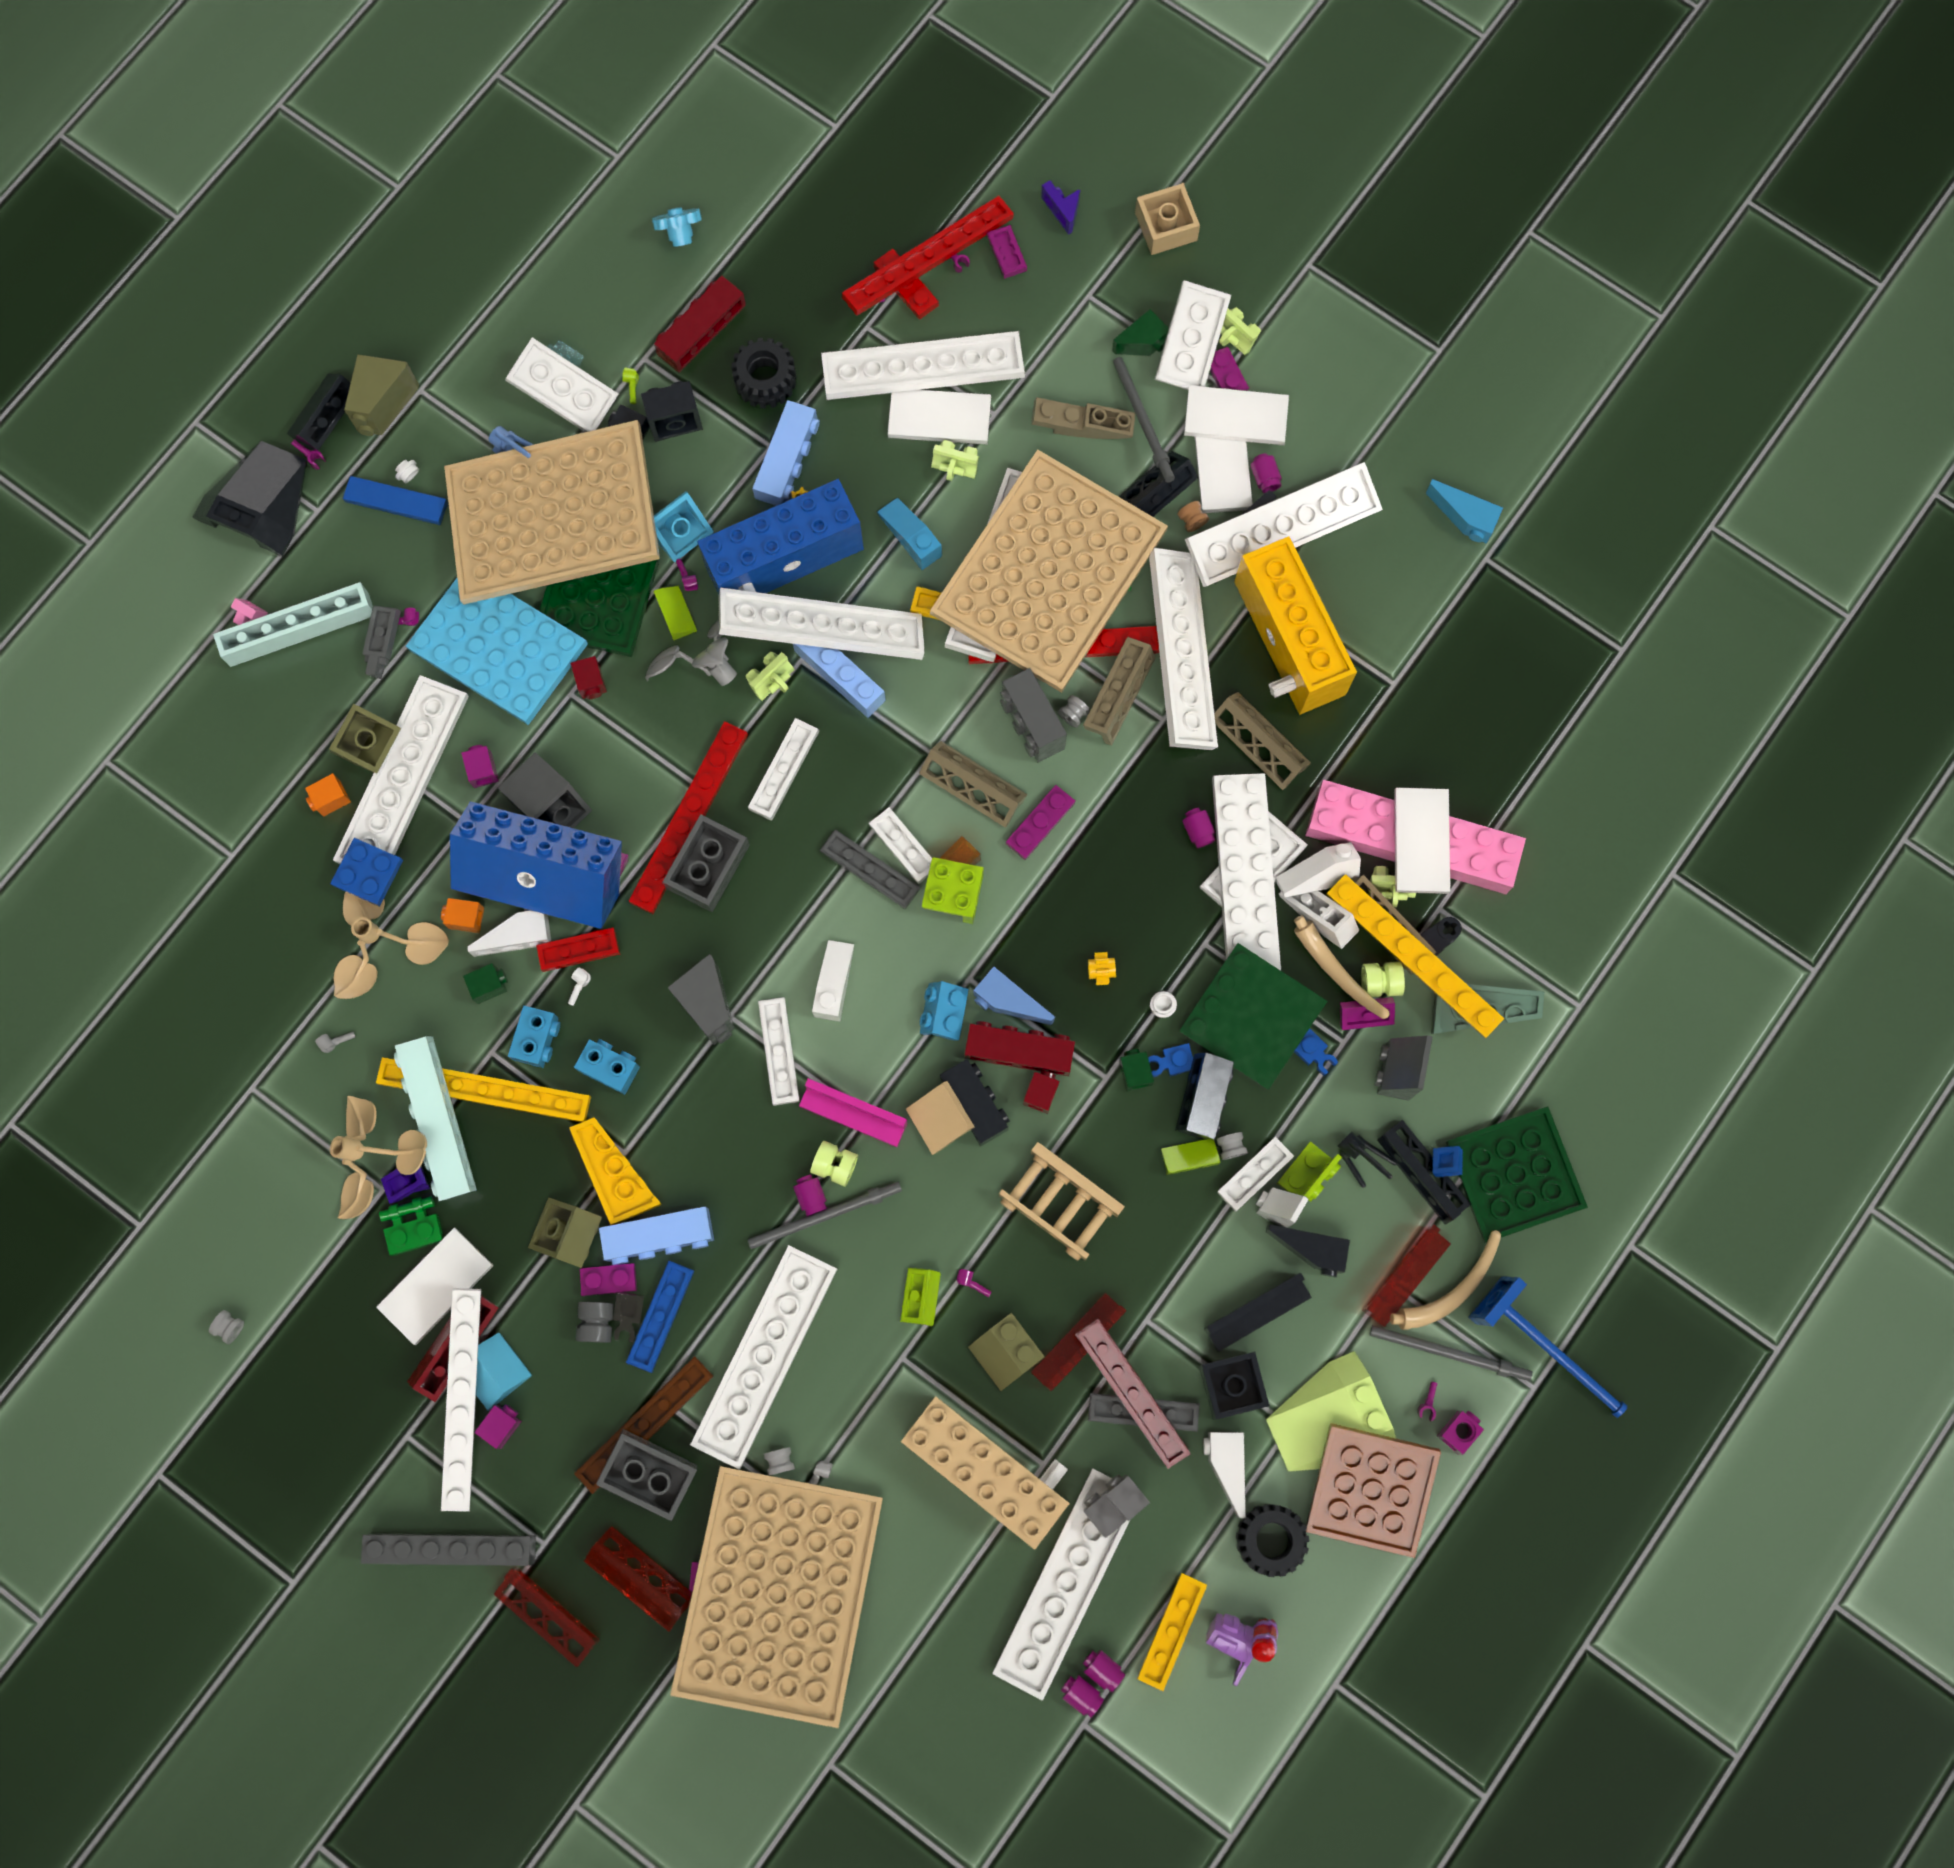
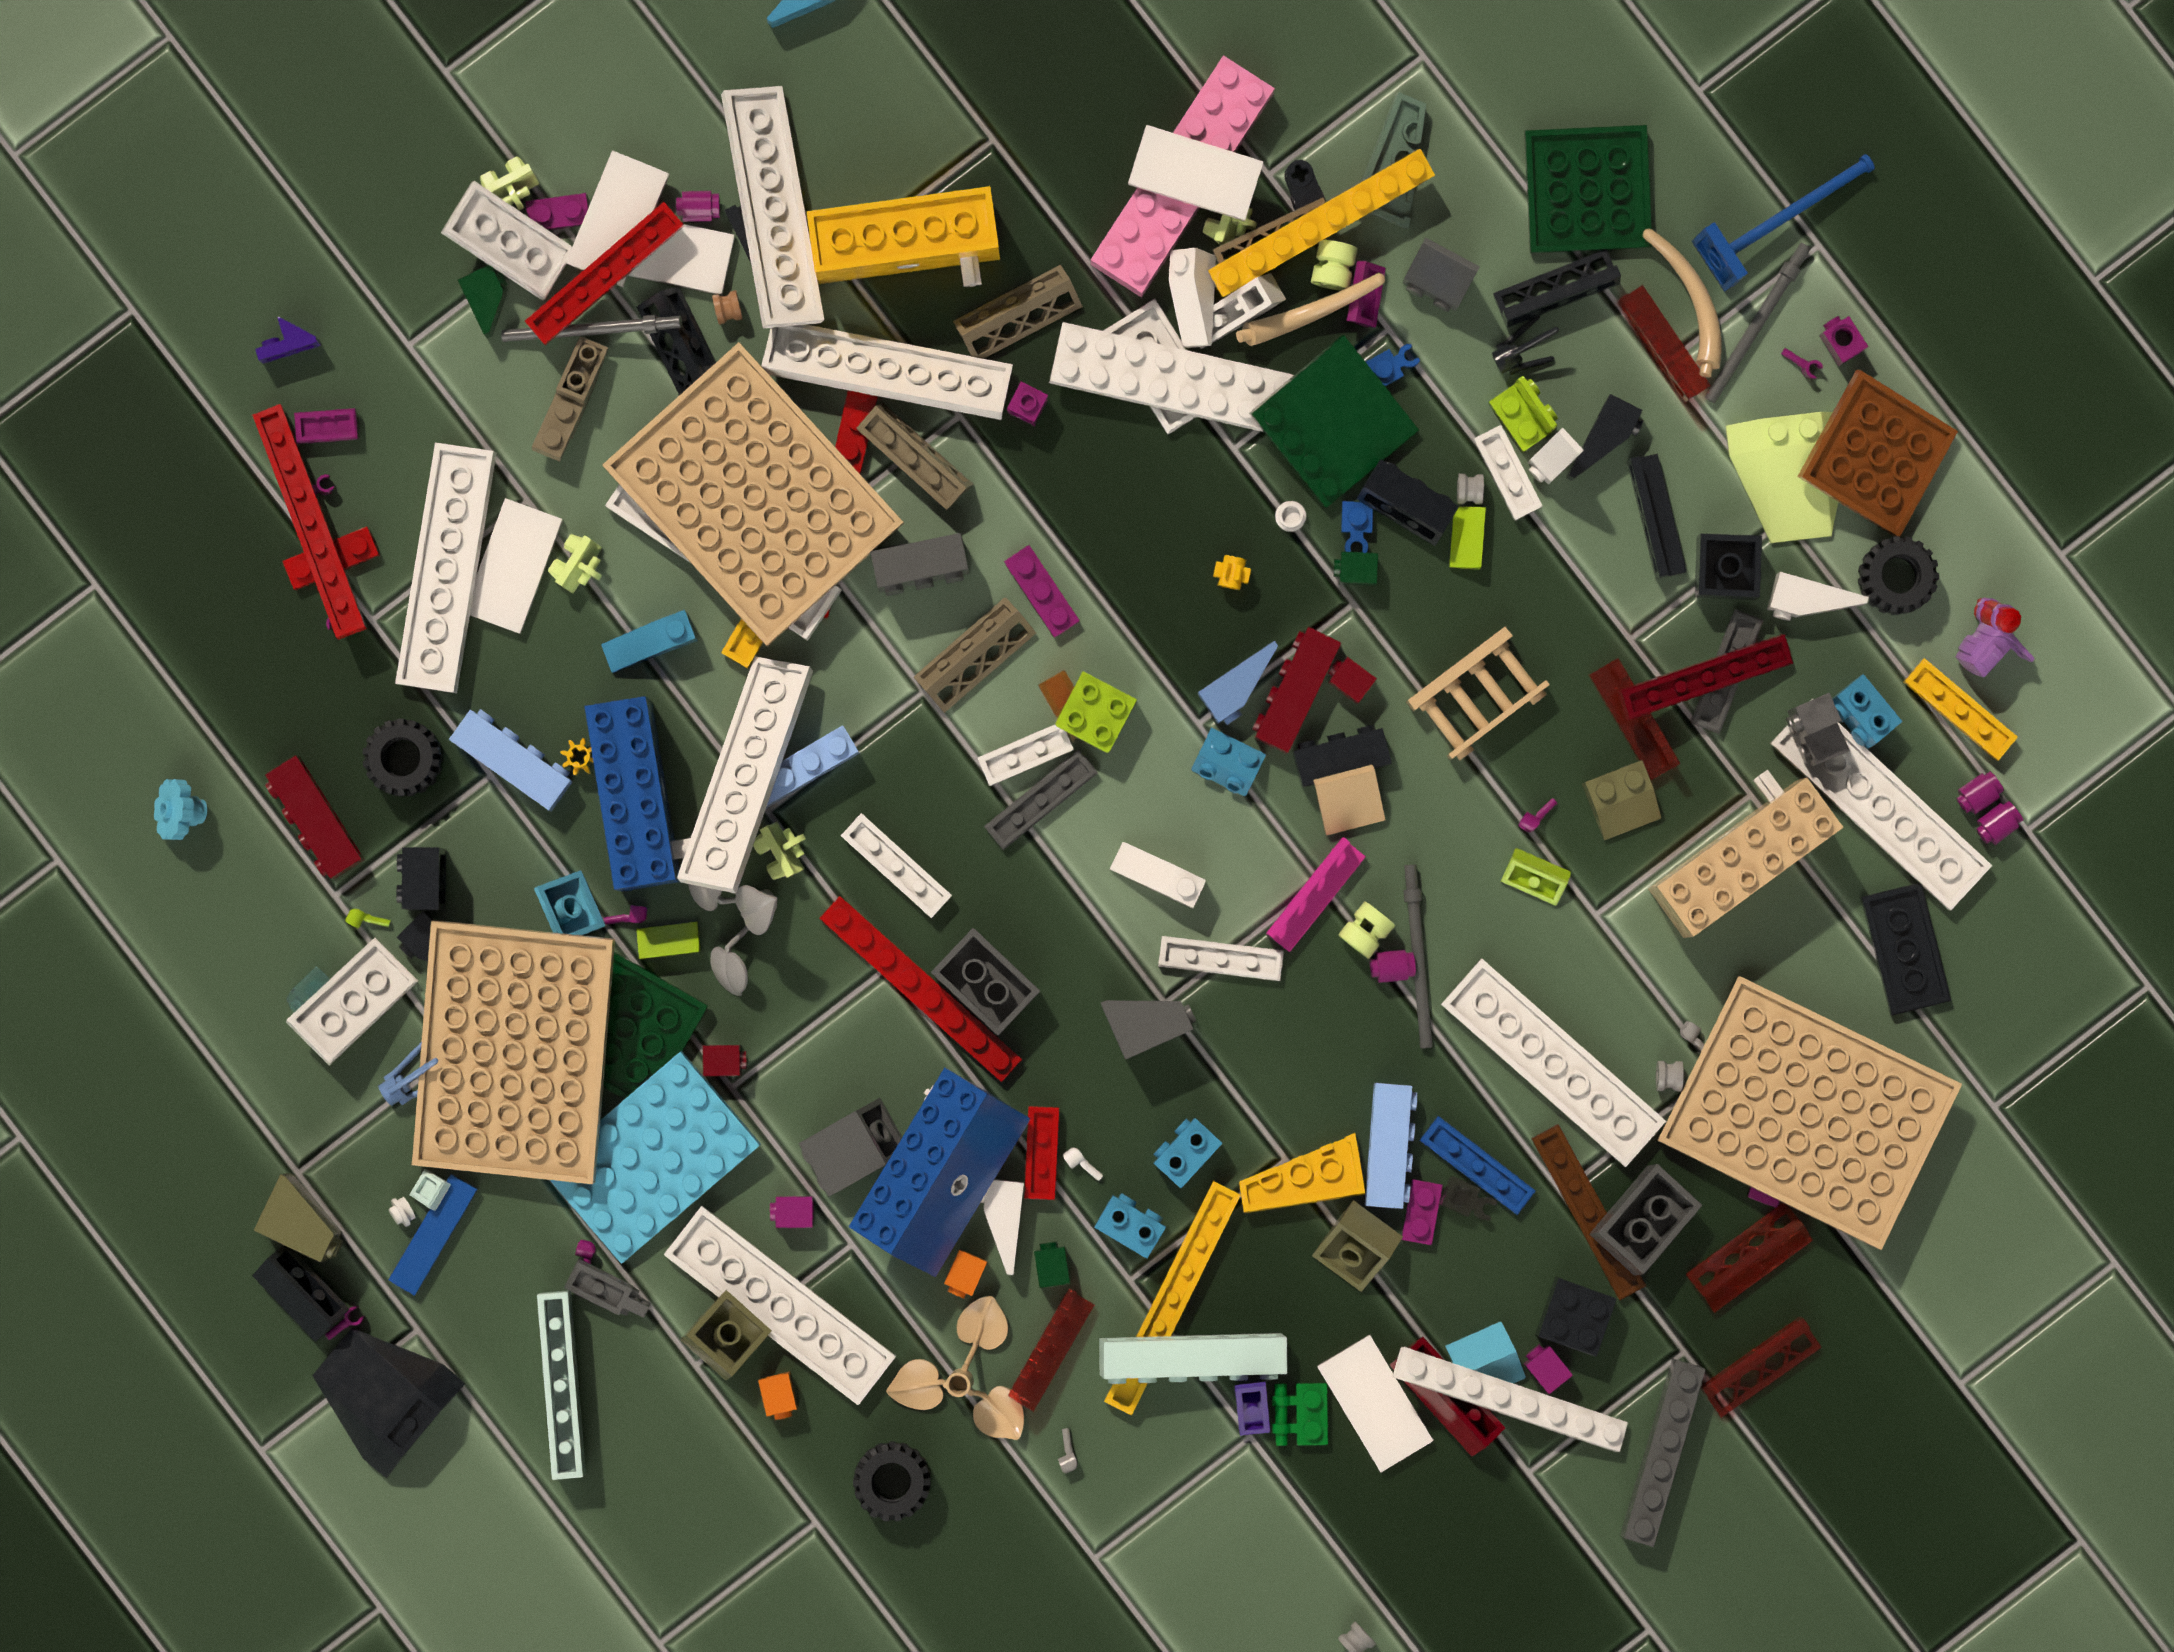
camera: 80 degrees left, 10 degrees up
(246, 611) = (526, 1438): bright pink tile -> none
(261, 889) = (892, 1508): none -> black tyre
(360, 1120) = (1248, 1466): tan plant -> none
(366, 872) = (885, 1369): blue plate -> none
(414, 1001) = (1050, 1350): none -> clear red fence
(429, 487) = (430, 1189): none -> light aqua tile
(549, 1438) = (1576, 1316): none -> black brick
(594, 1322) = (1466, 1237): dark grey wheel -> none
(947, 1643) = (1905, 949): none -> black tile
(1073, 711) = (923, 515): light grey wheel -> none
(1143, 1544) = (1865, 712): none -> dark azure brick
(1167, 219) = (345, 223): tan brick -> none
(1189, 766) = (1027, 403): none -> magenta brick
(1190, 412) = (604, 273): none -> red plate
(1199, 827) = (1101, 414): magenta brick -> none
(1447, 1161) = (1554, 260): blue plate -> none

